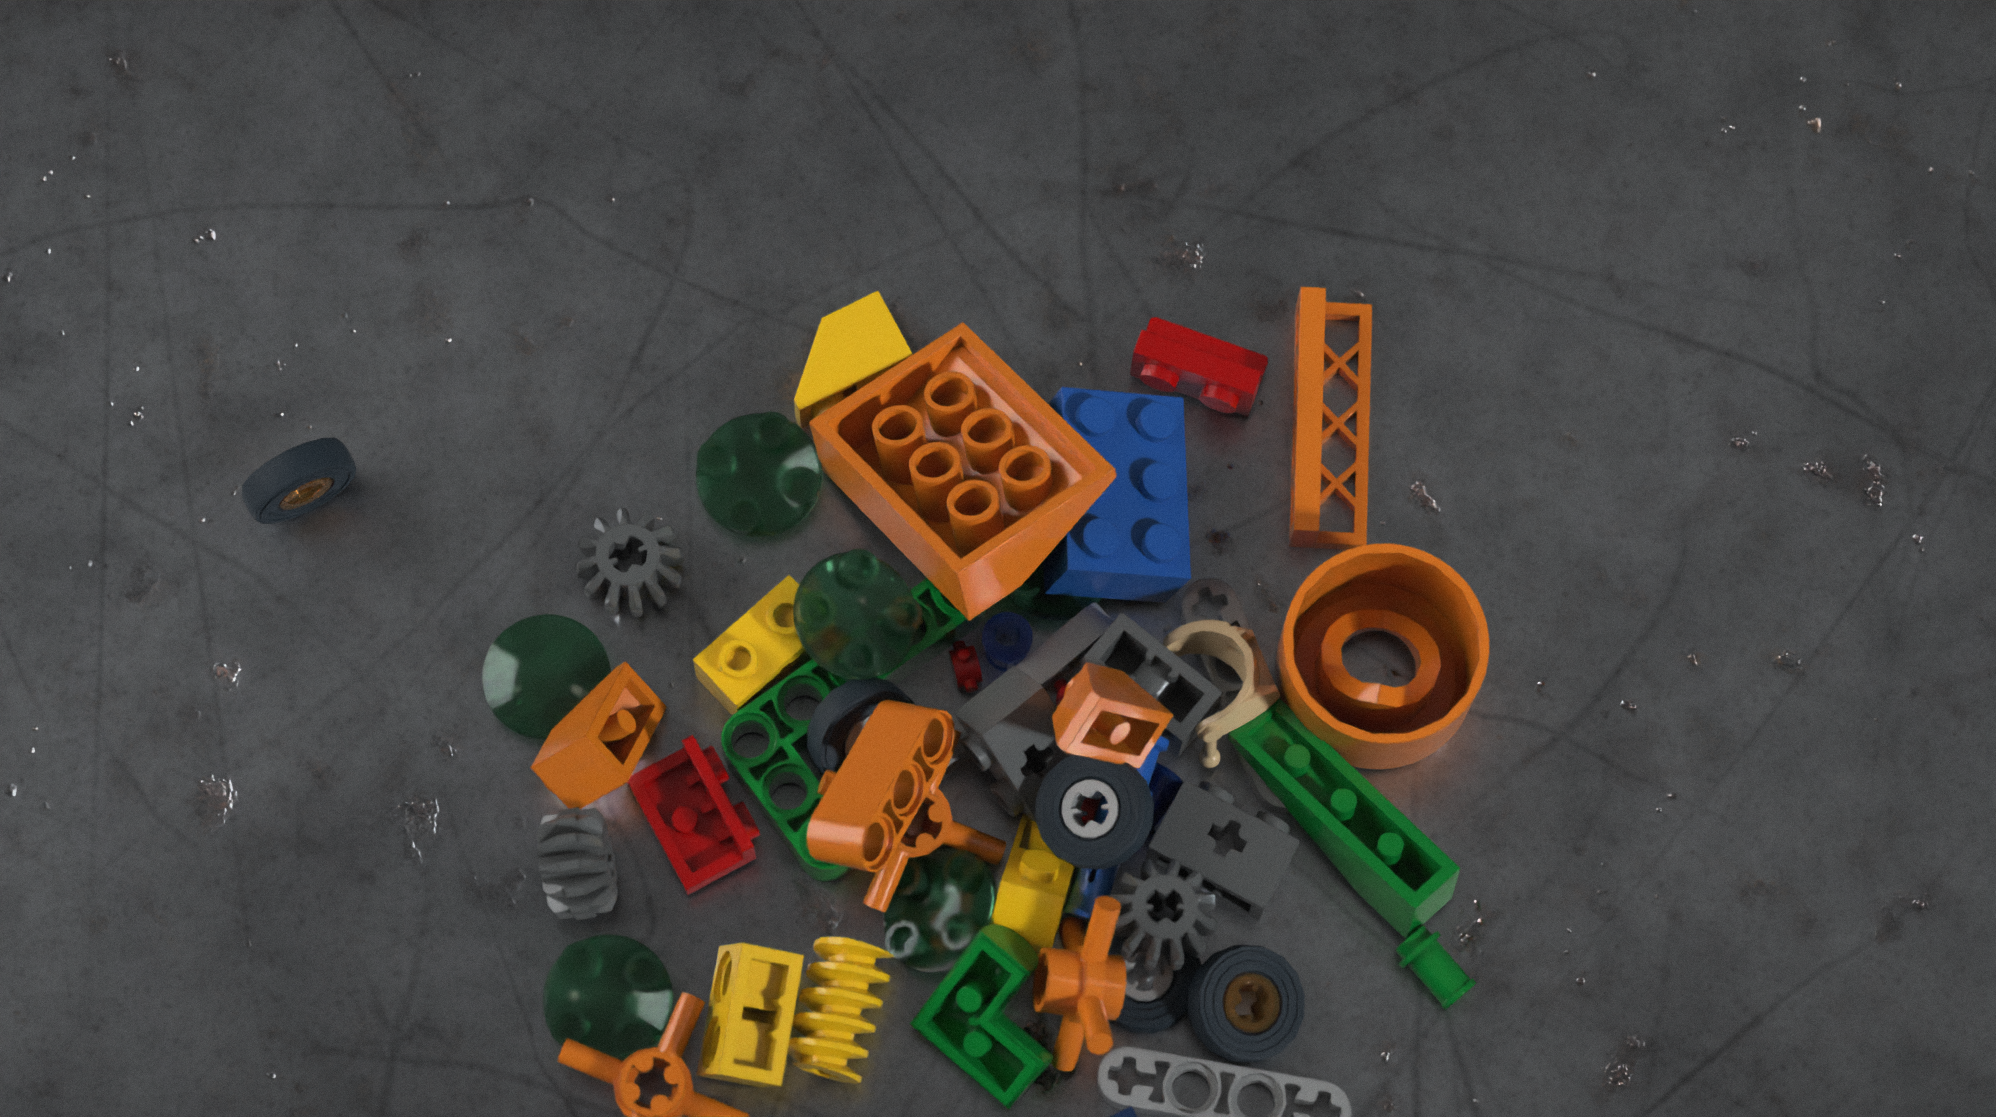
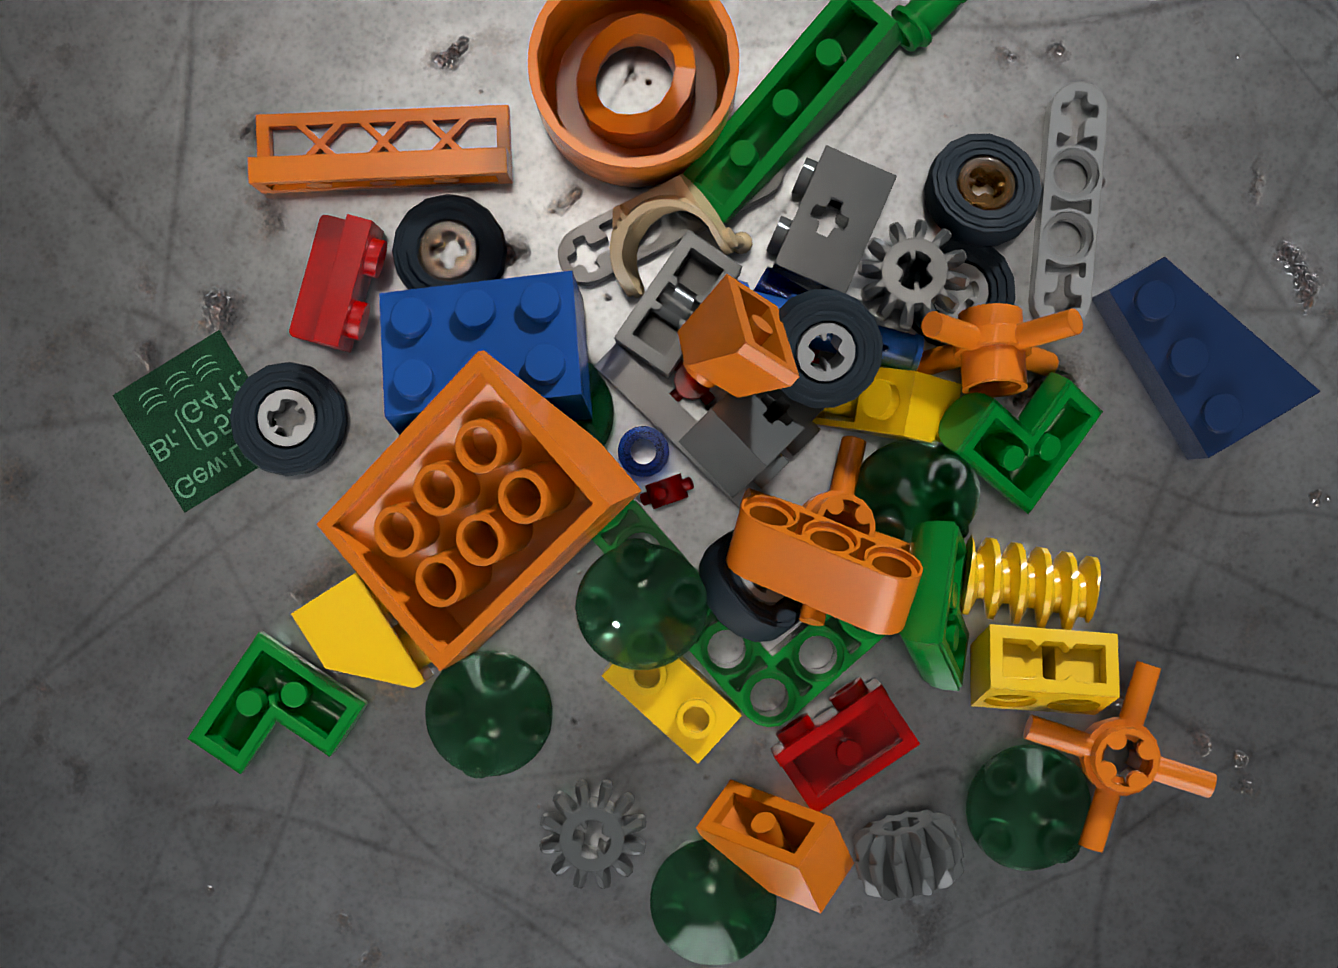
camera: 90 degrees left, 15 degrees up
(804, 268) = (270, 688): none -> green brick
(827, 899) = (935, 626): none -> green brick
(1043, 328) = (266, 395): none -> black bush
(1074, 230) = (185, 420): none -> clear green sticker
(1248, 458) = (426, 228): none -> black bush

